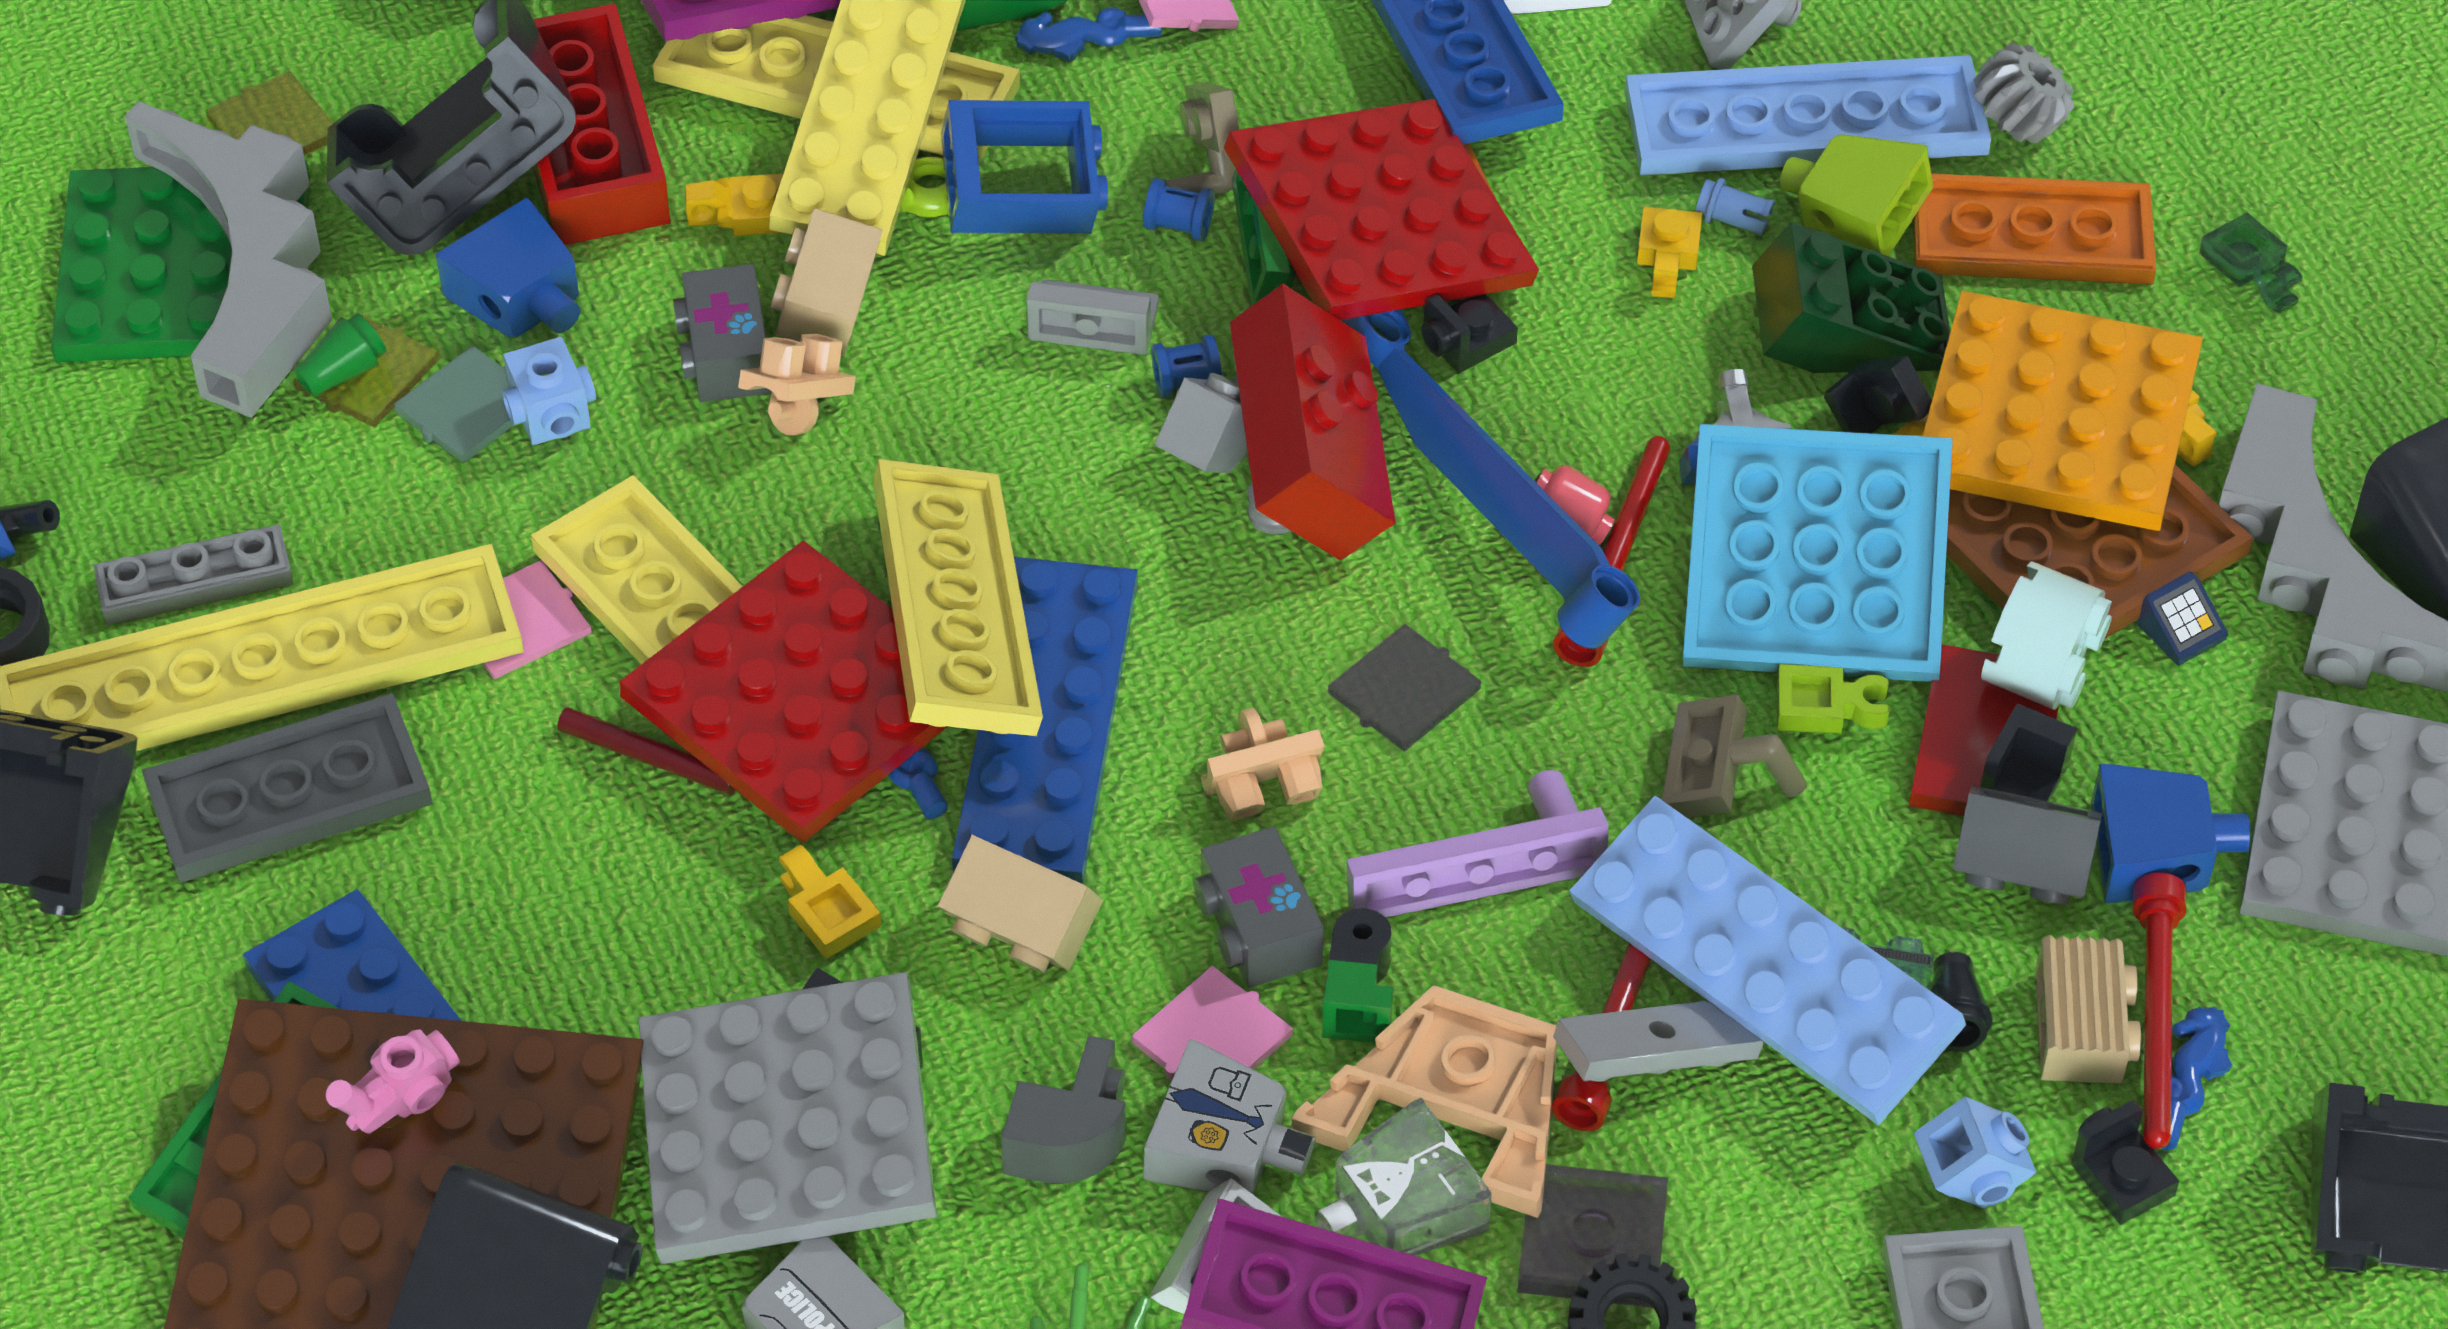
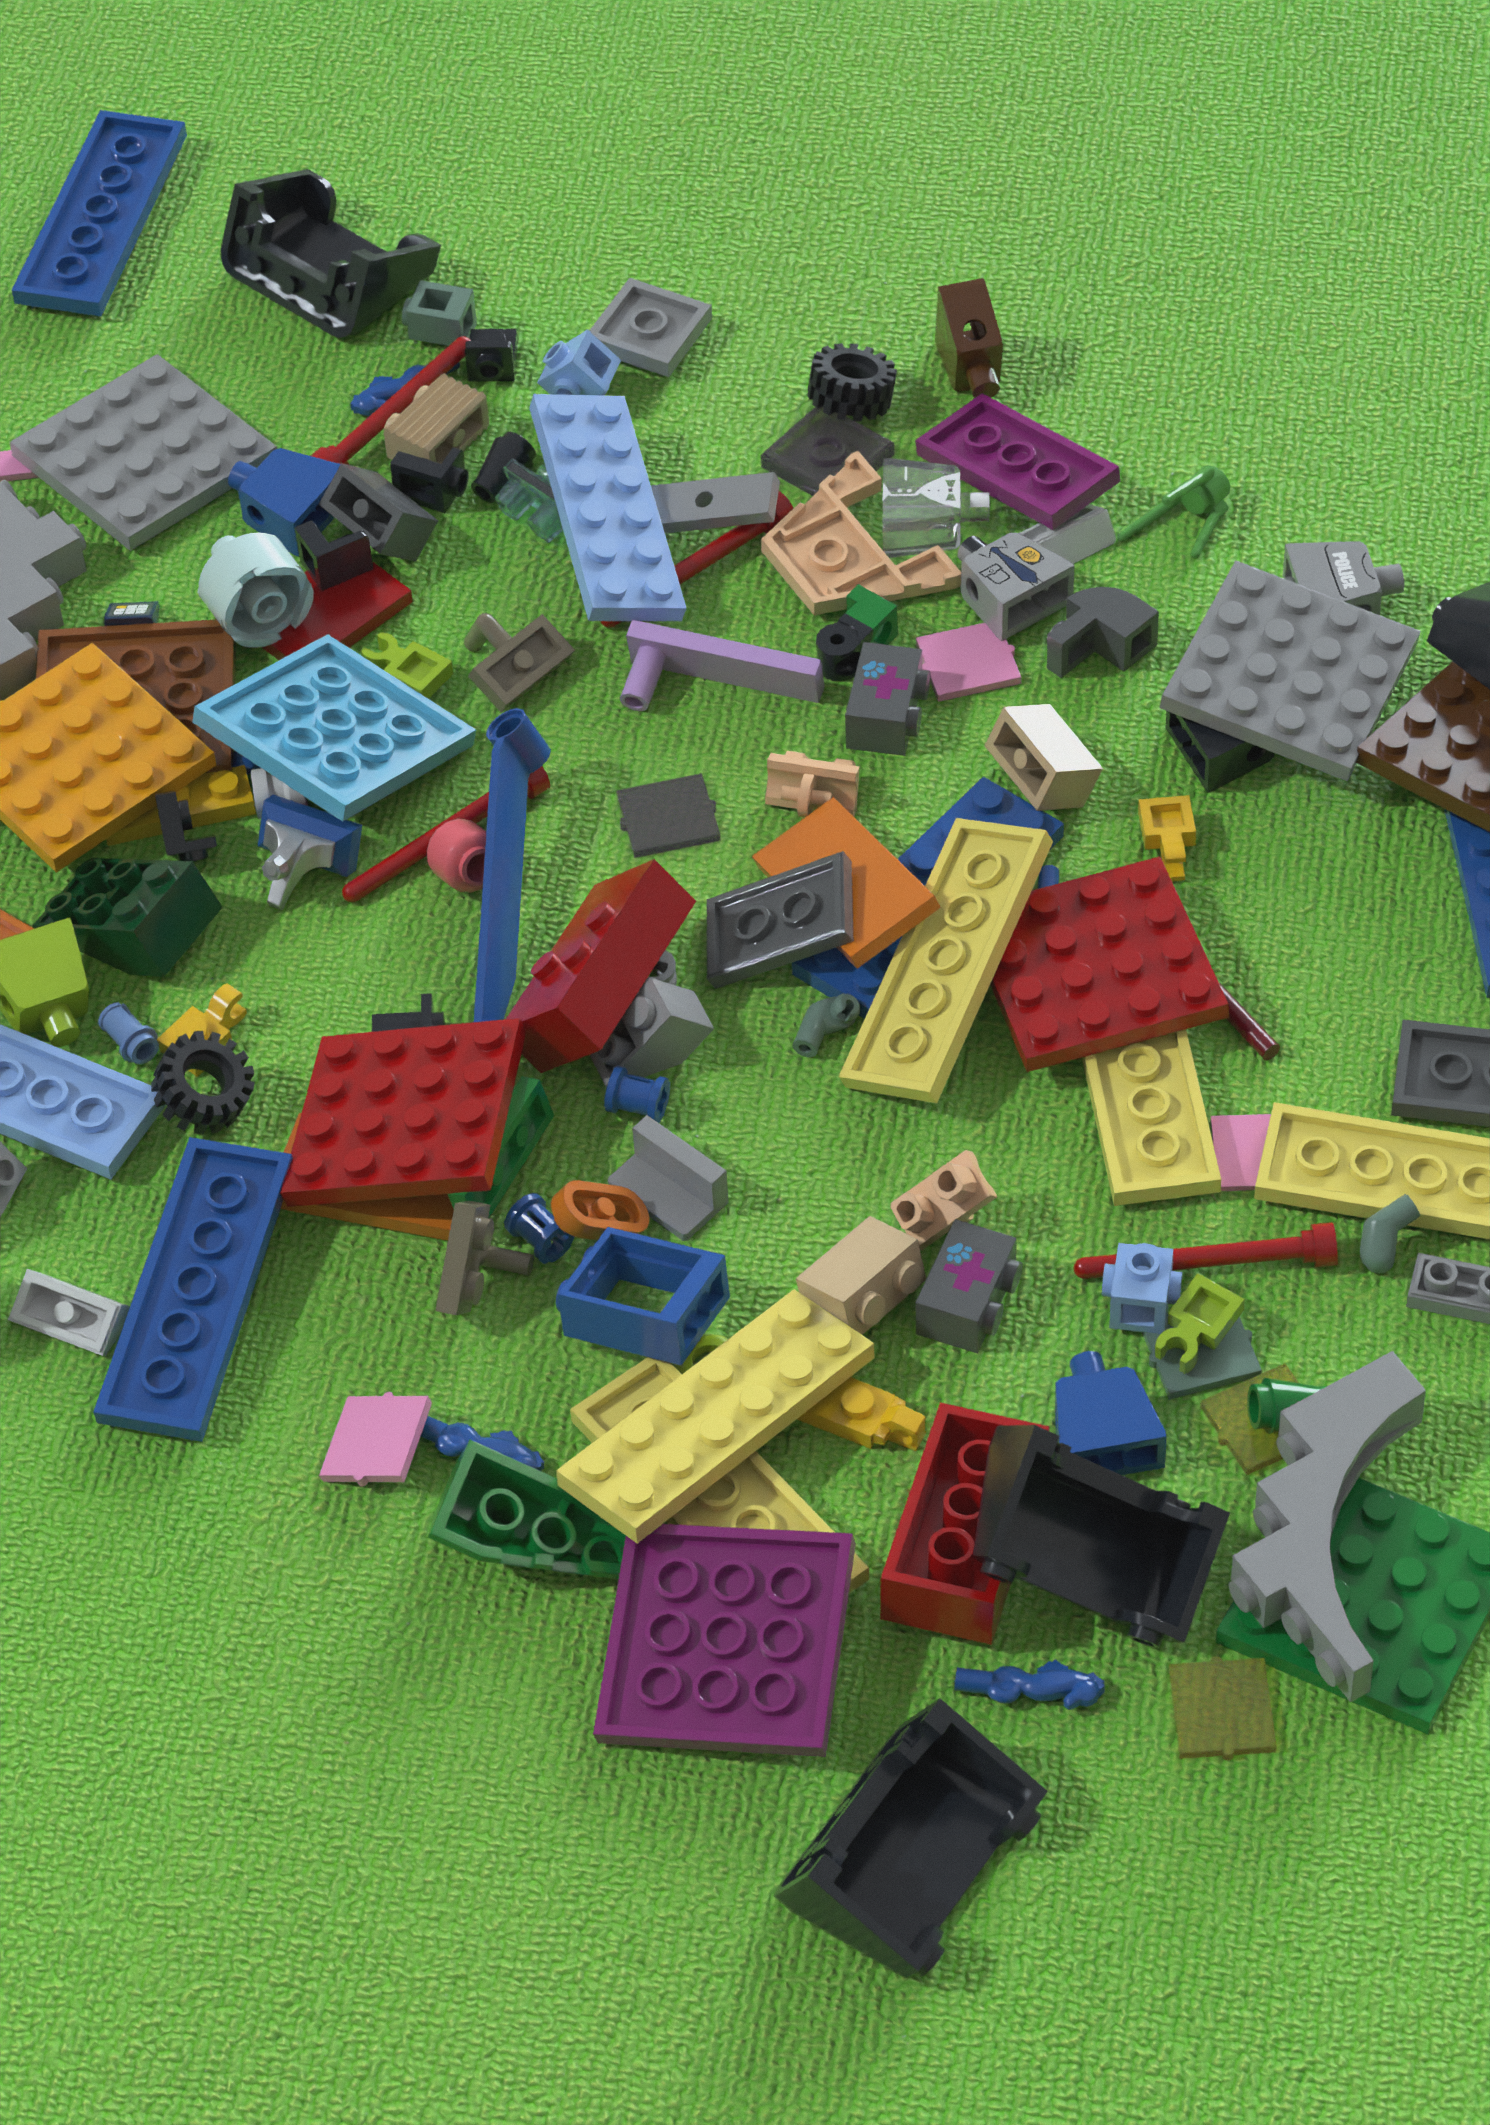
camera: 145 degrees left, 0 degrees up
(330, 555) = (1381, 1232): none -> sand green arm
(401, 528) = (1312, 1245): none -> red piece
(436, 72) = (1050, 1683): none -> blue animal
(473, 396) = (1199, 1316): none -> lime plate
(1064, 532) = (824, 1019): none -> sand green arm
(1123, 224) = (590, 1207): none -> orange plate
(1130, 642) = (884, 892): none -> orange tile
(1170, 575) = (779, 920): none -> dark grey tile
(1621, 194) = (189, 1104): none -> black tyre
(2016, 930) = (430, 482): none -> black bracket
(2227, 1168) = (439, 313): none -> sand green brick

